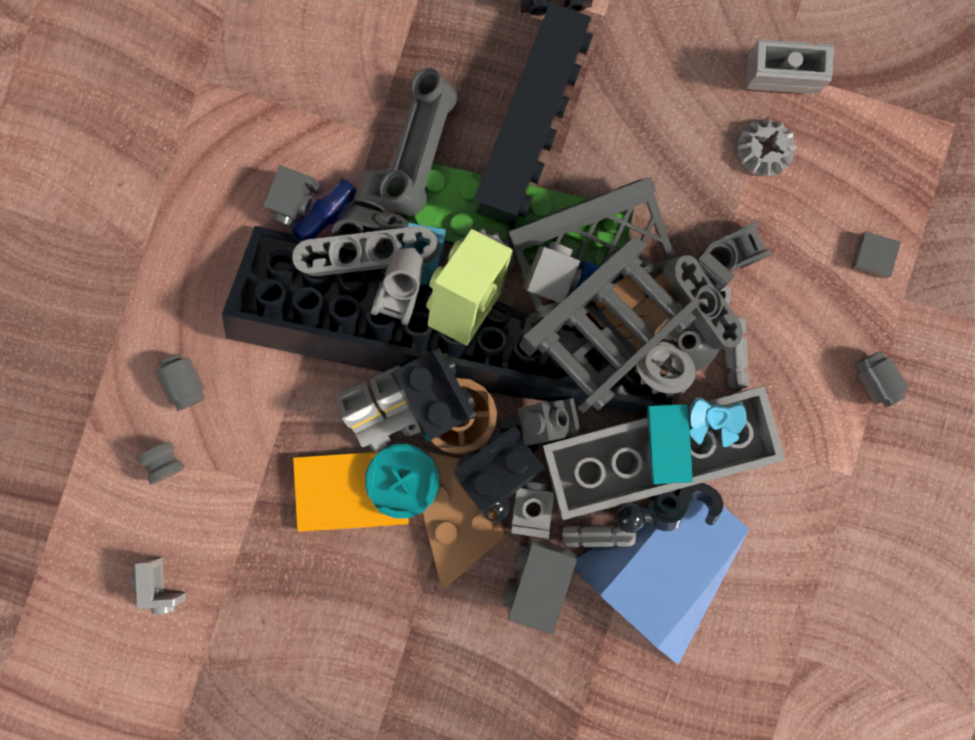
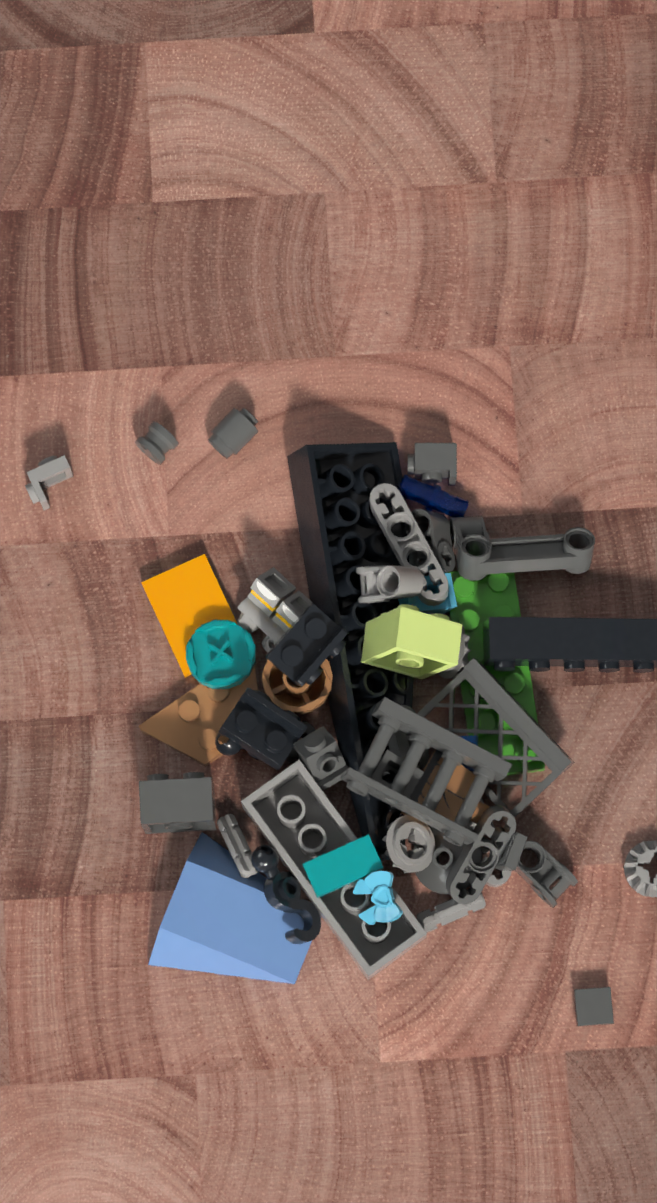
camera: 65 degrees right, 10 degrees down
(529, 525) = (231, 790): light grey brick -> none
(553, 272) = (454, 709): light grey brick -> none
(881, 379) = (479, 1050): dark grey brick -> none

